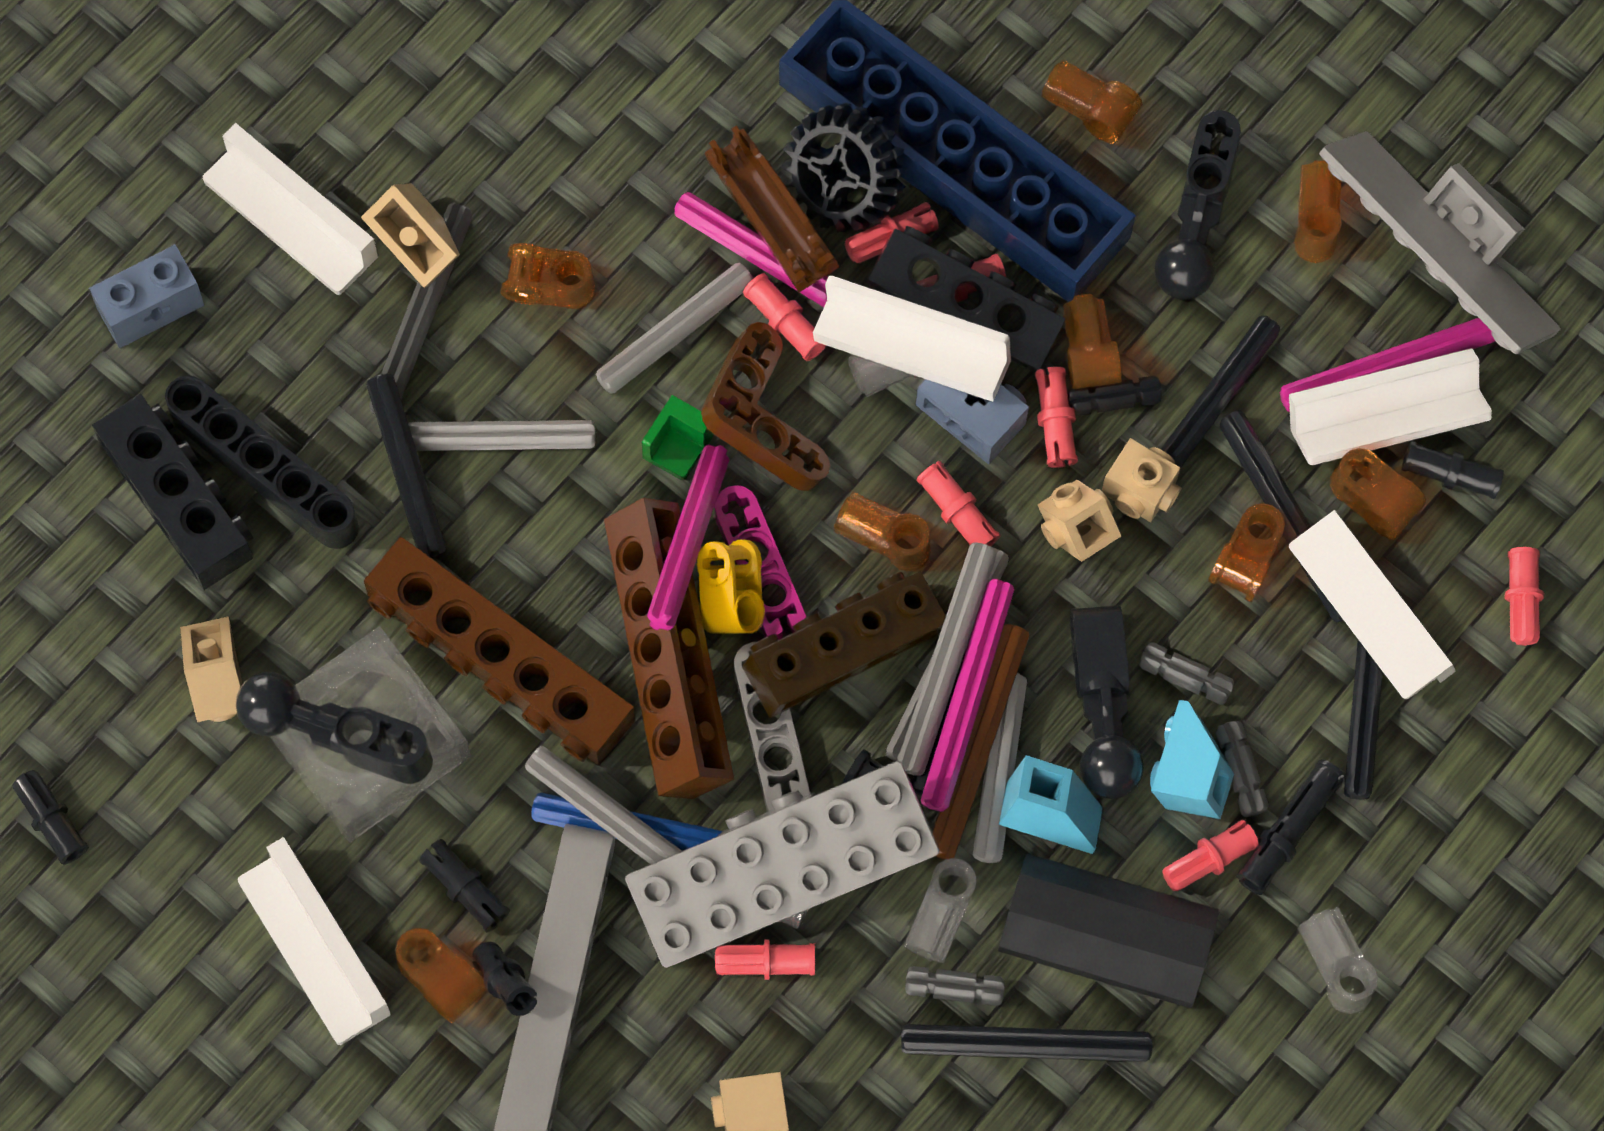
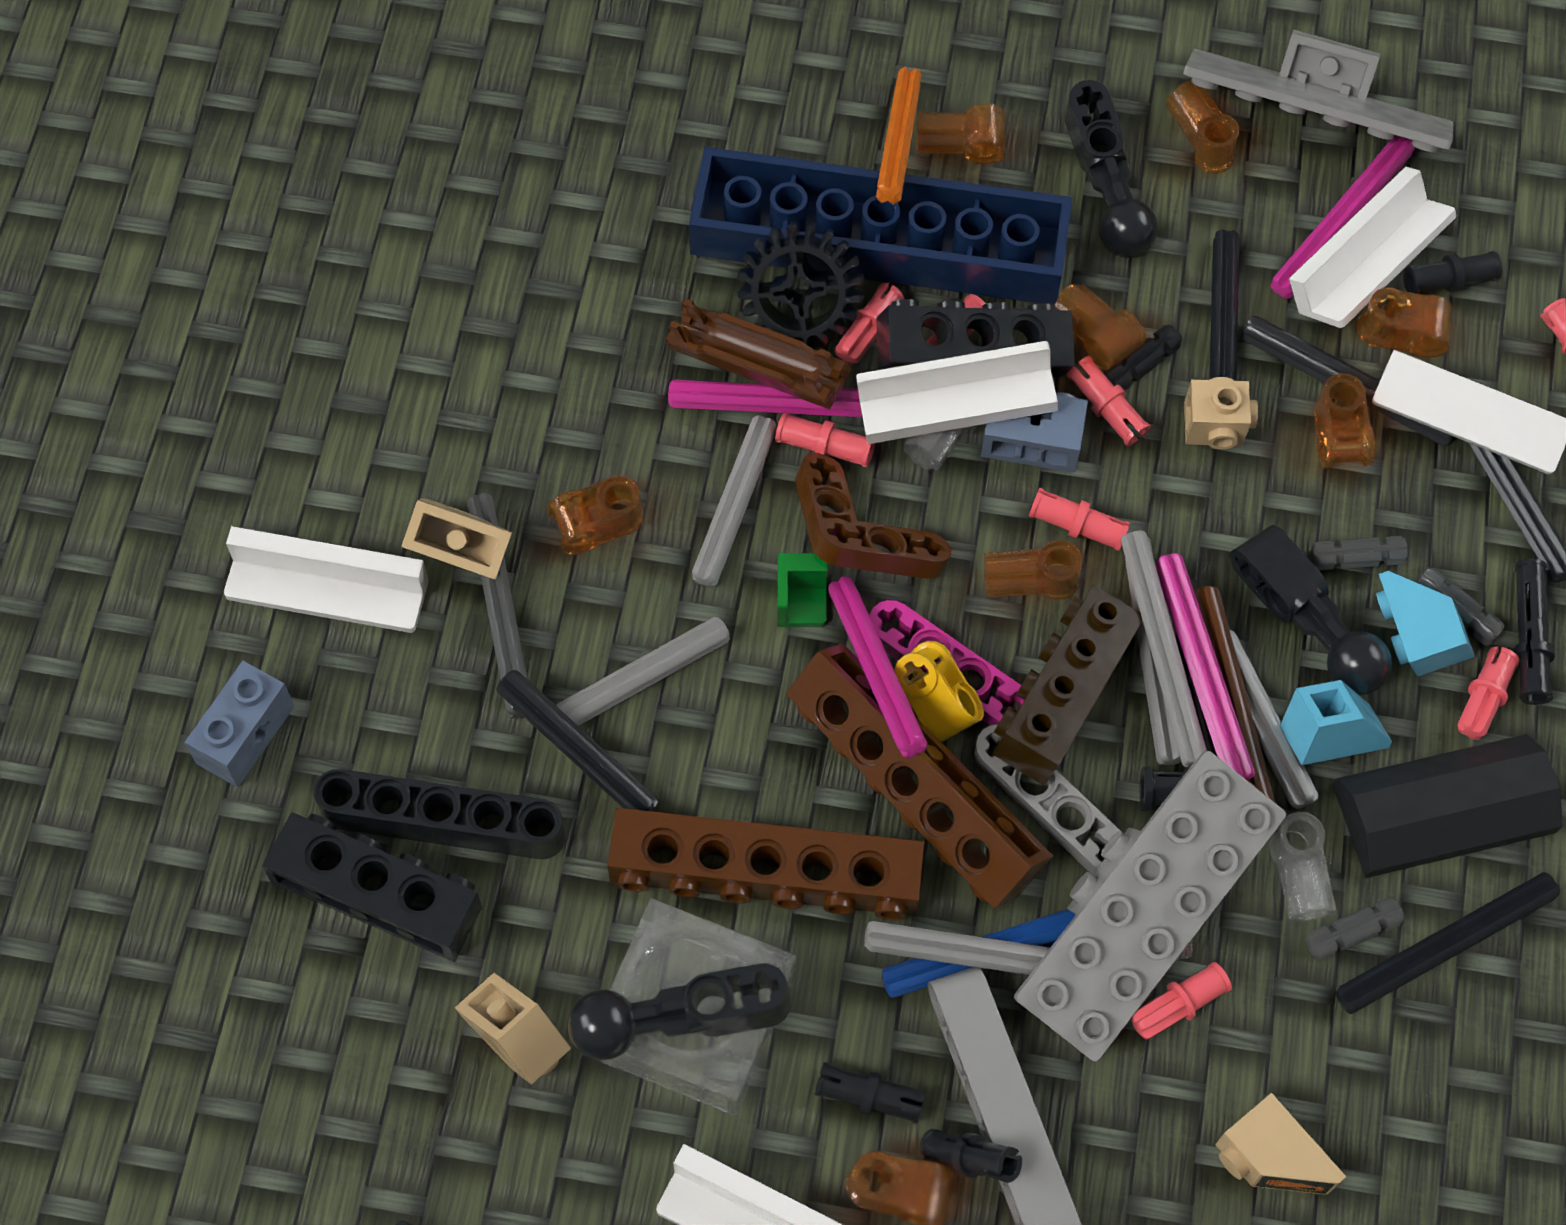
camera: 30 degrees left, 5 degrees down
(1022, 74) = (899, 136): none -> orange axle
(1078, 520) = (1191, 472): tan brick -> none

